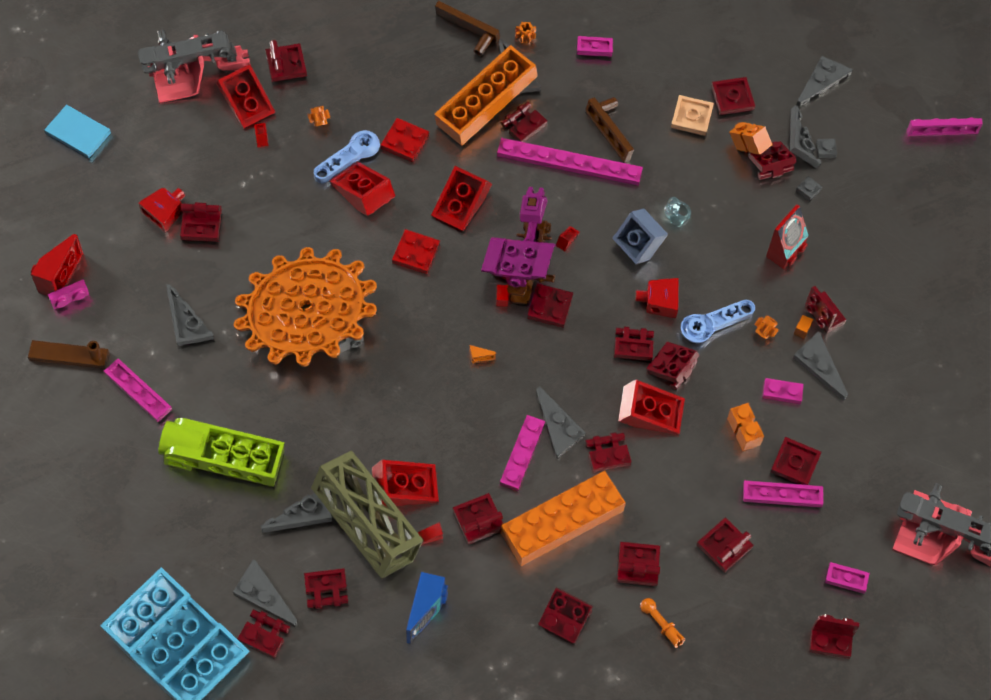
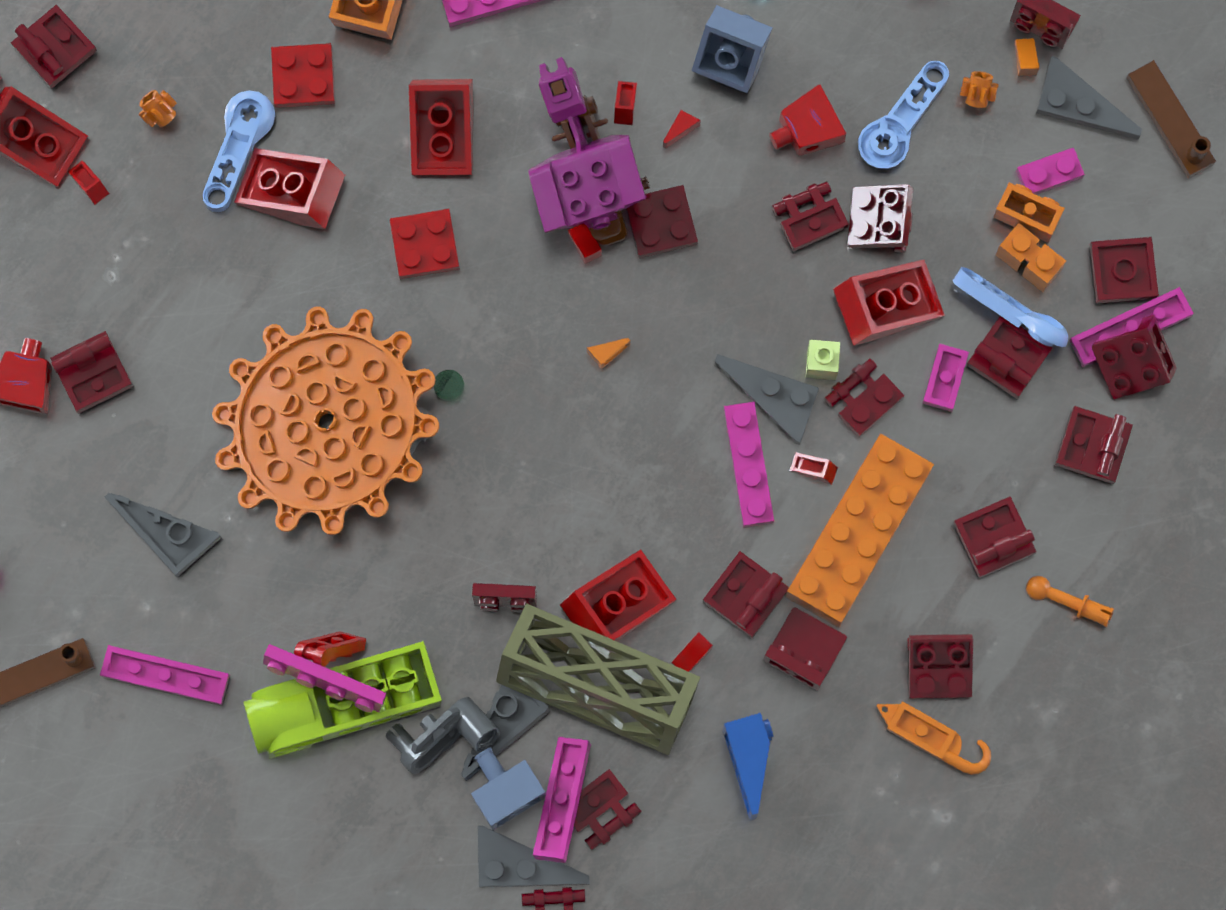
camera: 25 degrees left, 15 degrees up
(220, 433) = (335, 684): none -> dark pink plate
(230, 418) = (330, 647): none -> red plate
(264, 498) = (460, 719): none -> dark grey piece
(279, 547) = (506, 791): none -> sand blue brick
(306, 568) = (561, 800): none -> dark pink plate
(342, 443) = (493, 596): none -> dark red plate
(383, 327) = (449, 385): none -> clear green tile
(493, 565) = (805, 648): none -> dark red bracket
(537, 652) = (931, 736): none -> orange plate
(559, 474) = (814, 467): none -> red piece
(589, 264) = (681, 127): none -> red piece
(596, 418) = (822, 359): none -> yellowish green brick
(660, 465) = (945, 377): none -> dark pink plate
(703, 472) = (1008, 357): none -> dark red plate
(729, 465) = (1040, 326): none -> light blue beam
(761, 403) = (1030, 210): none -> orange brick
(775, 509) = (1135, 359): none -> dark red bracket
(868, 399) = (1171, 119): none -> reddish brown piece

